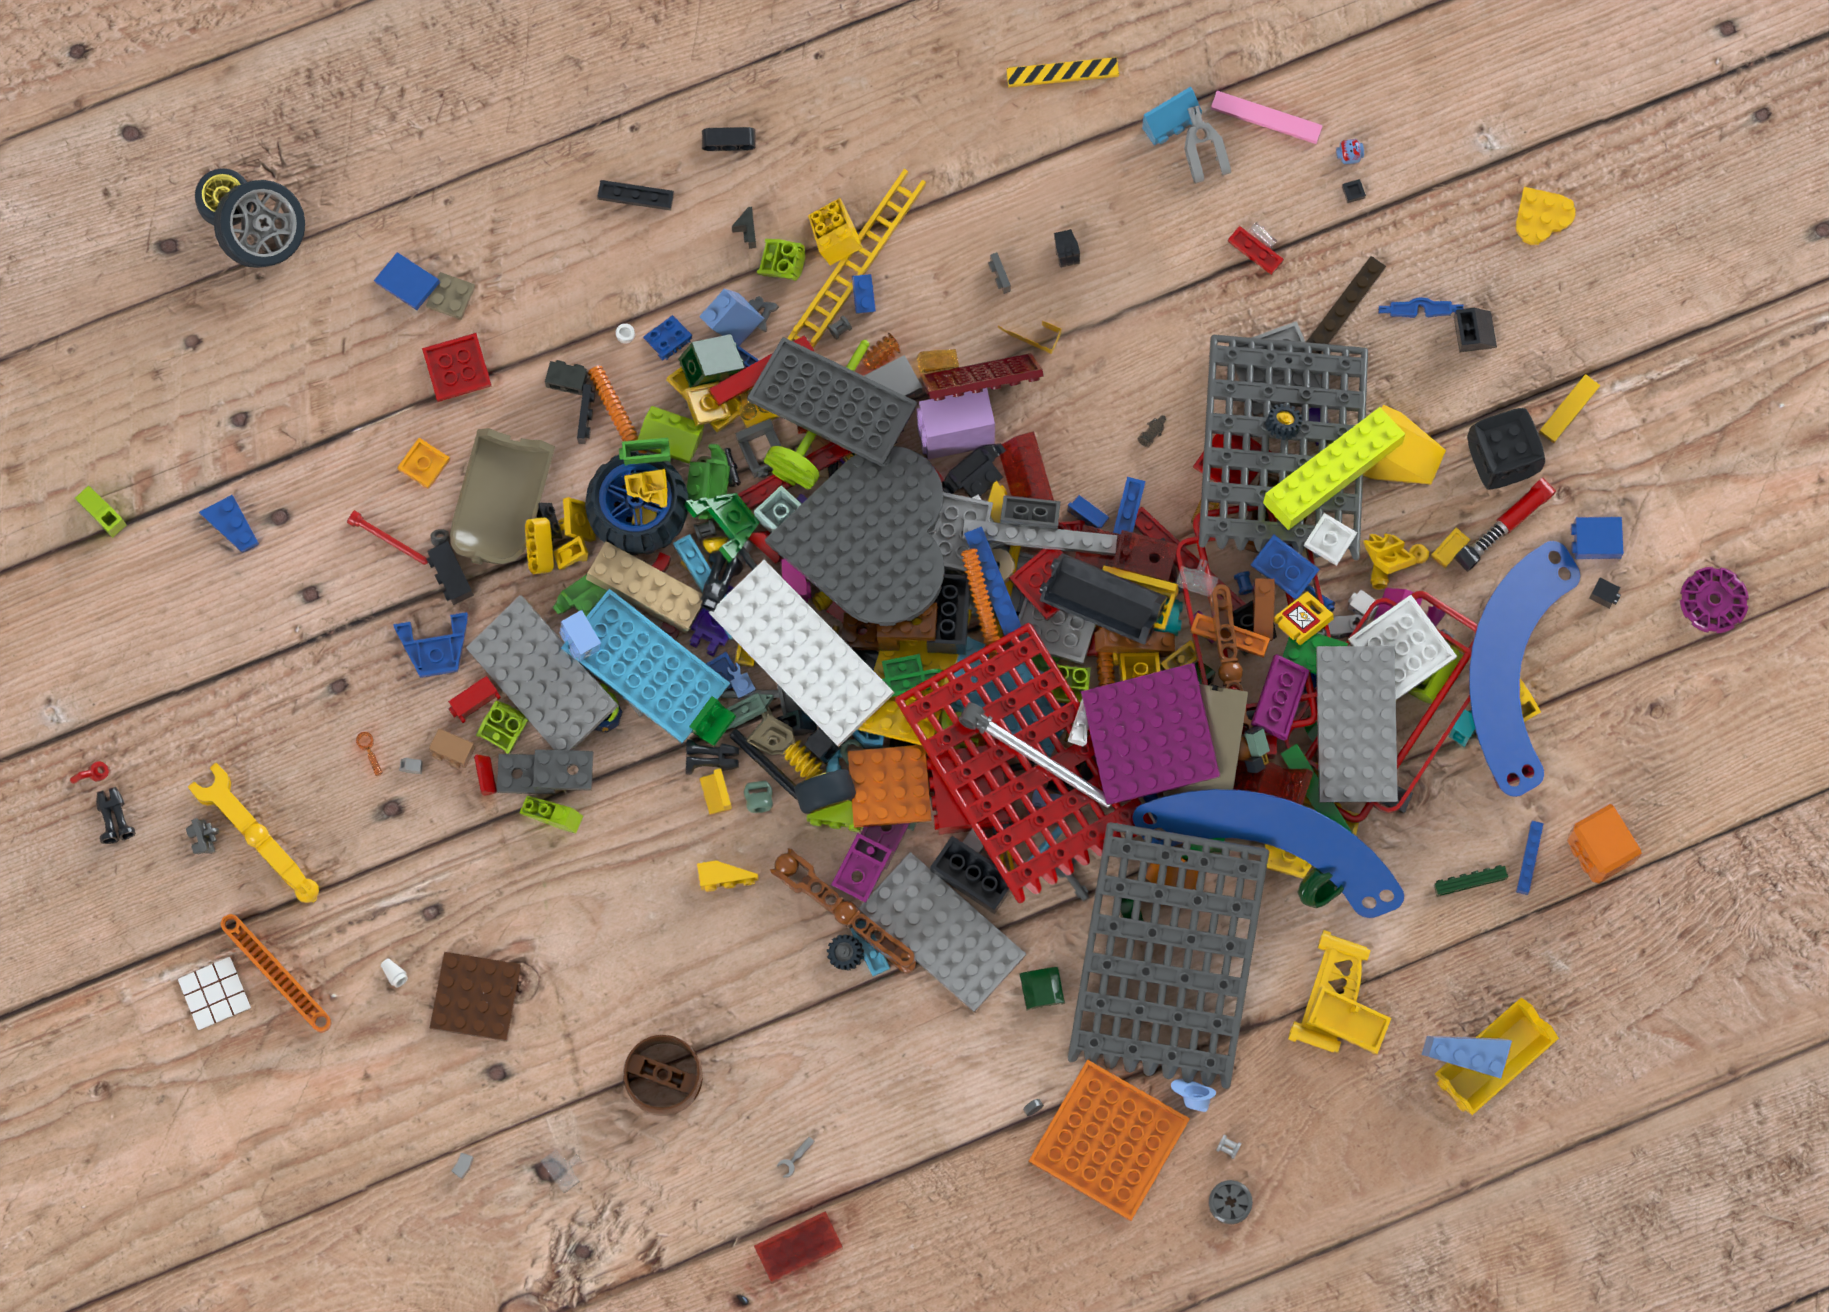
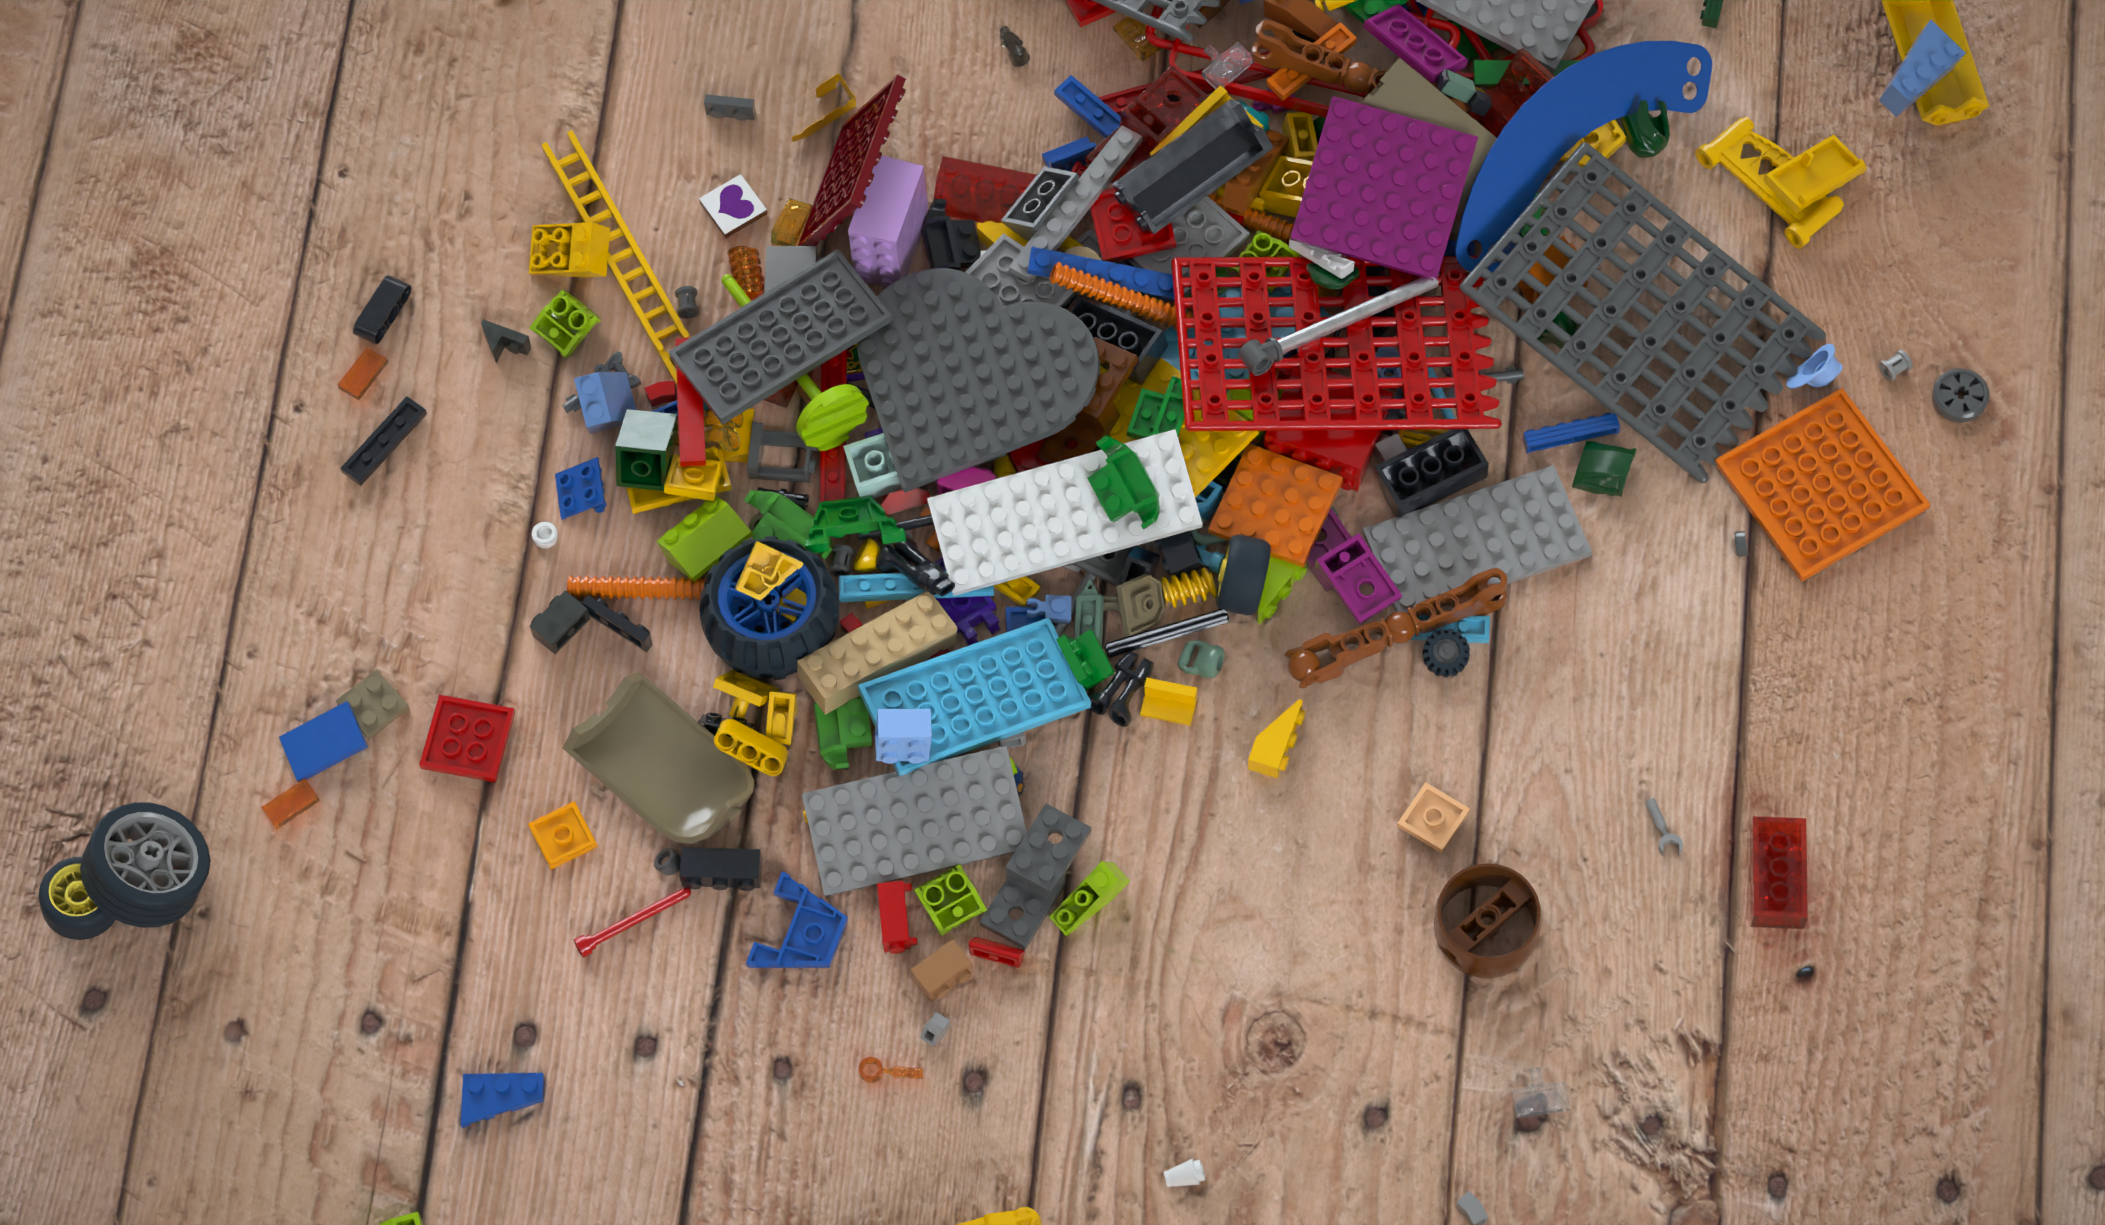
camera: 60 degrees left, 10 degrees down
(357, 286) = (290, 803): none -> clear orange tile
(475, 996) = (1267, 1095): reddish brown plate -> none
(637, 445) = (724, 529): bright green window -> none
(678, 154) = (362, 373): none -> clear orange tile
(723, 1004) = (1433, 817): none -> light nougat plate
(764, 346) = (661, 392): none -> red piece
(833, 680) = (1124, 484): none -> green plate
(863, 294) = (663, 257): blue plate -> none
(929, 316) = (733, 206): none -> tile
(1055, 949) = (1571, 432): none -> blue piece
(1063, 731) = (1326, 279): none -> dark green piece
(1066, 248) = (744, 26): black hand -> none
(1244, 582) = (1244, 37): blue bush -> none

